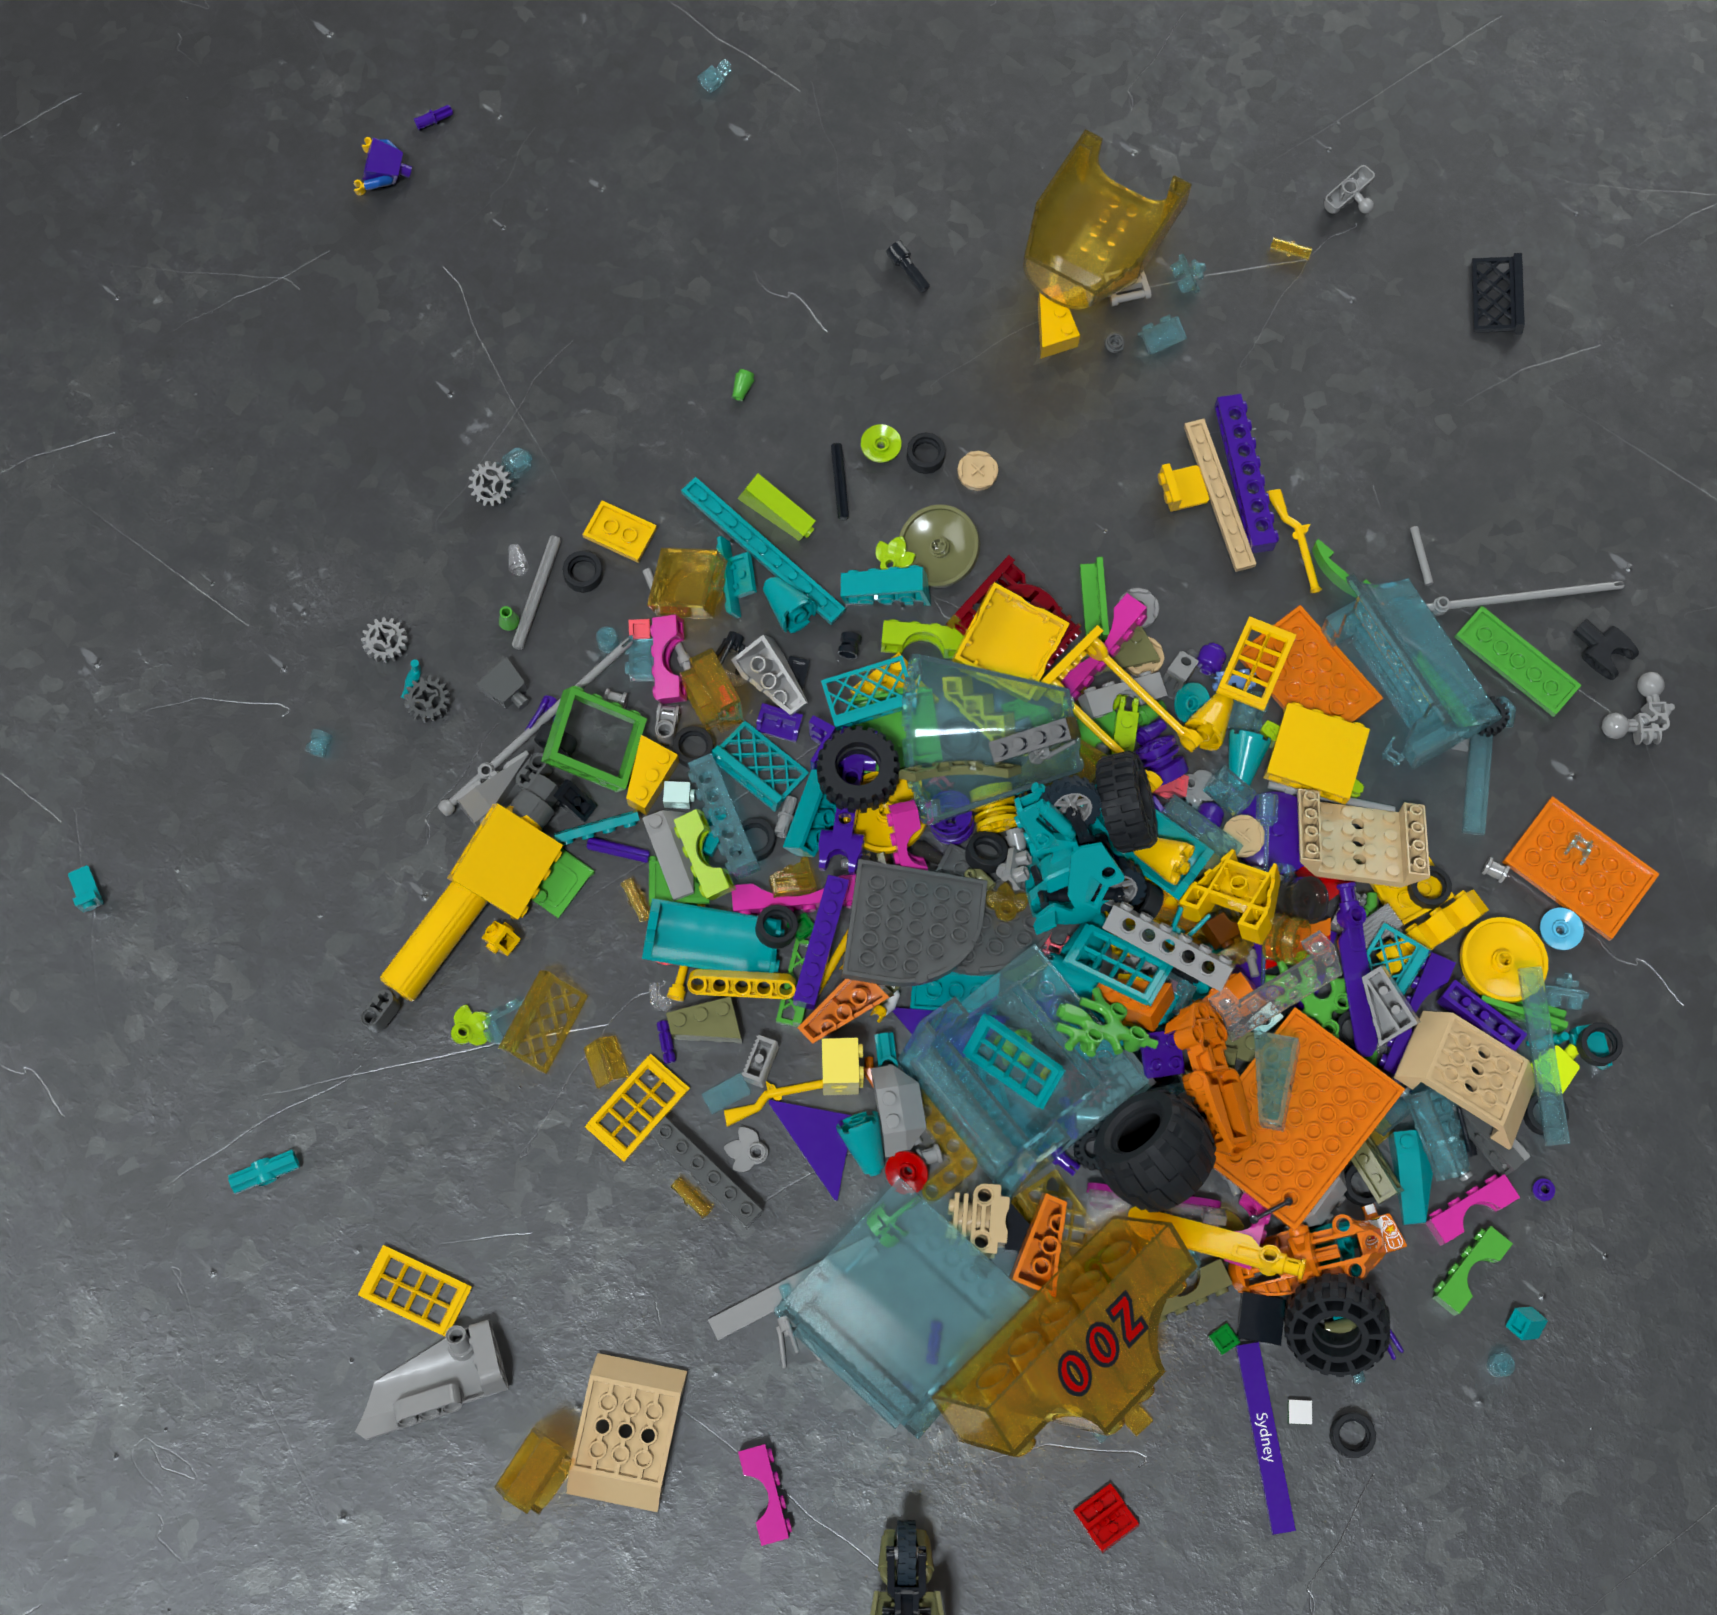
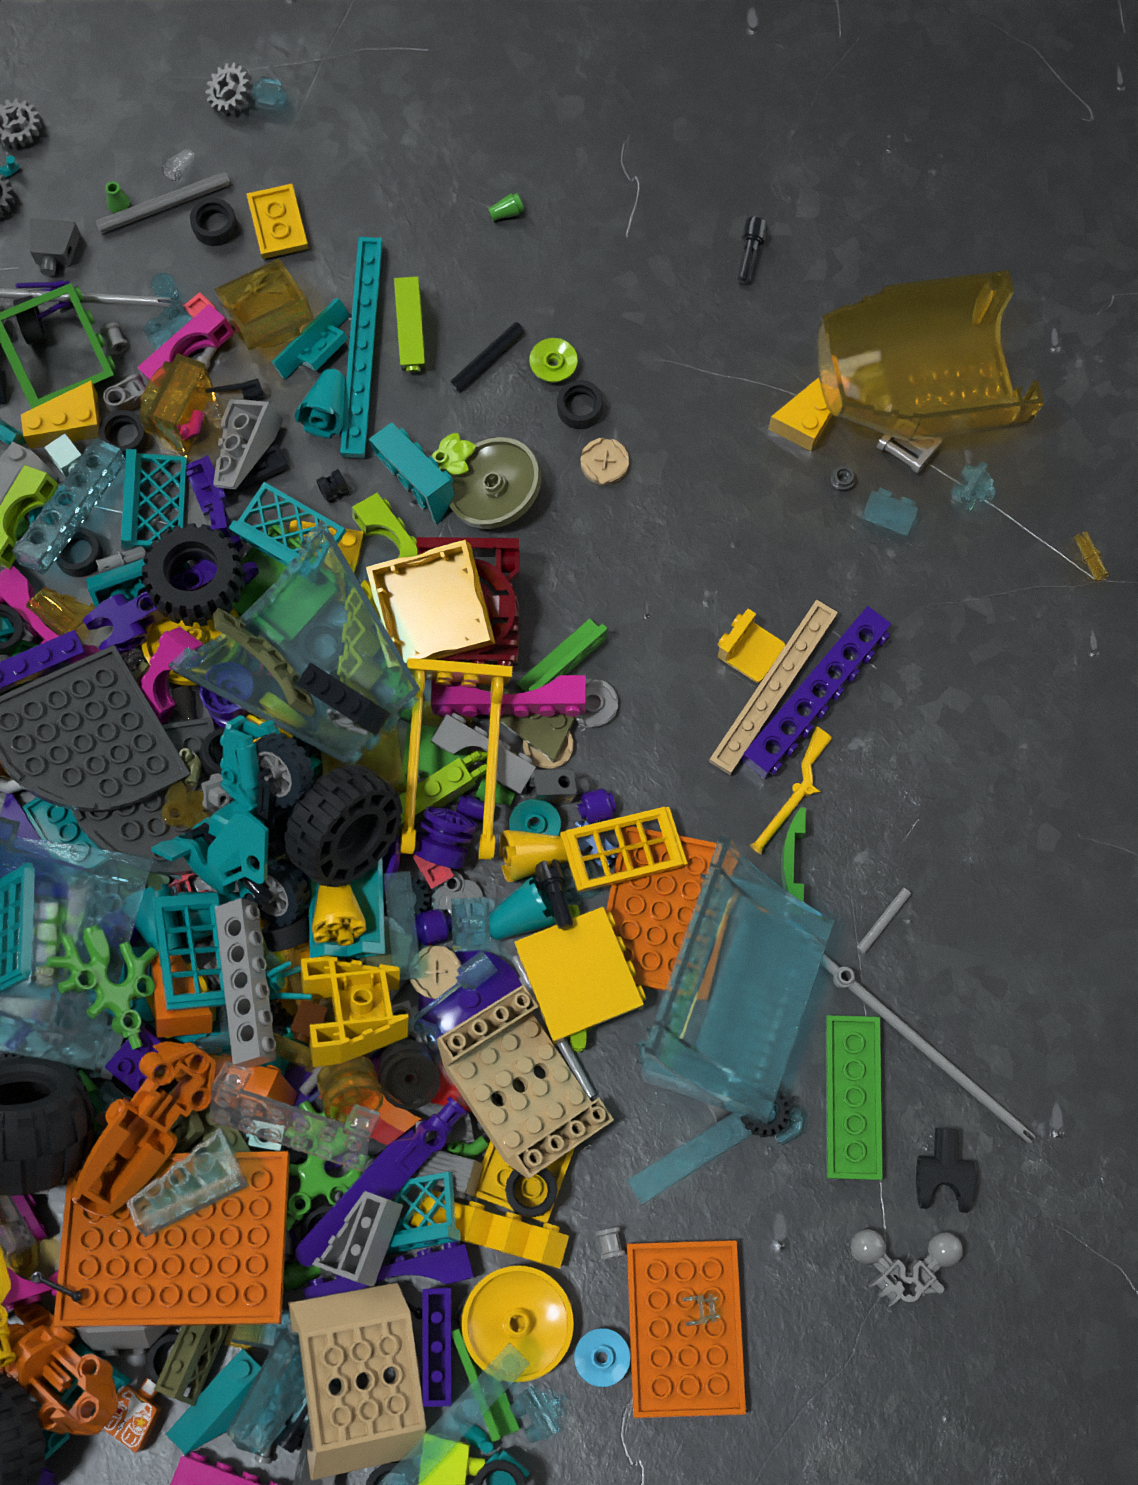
camera: 50 degrees right, 0 degrees up
(1243, 719) = (552, 881): none -> black piece

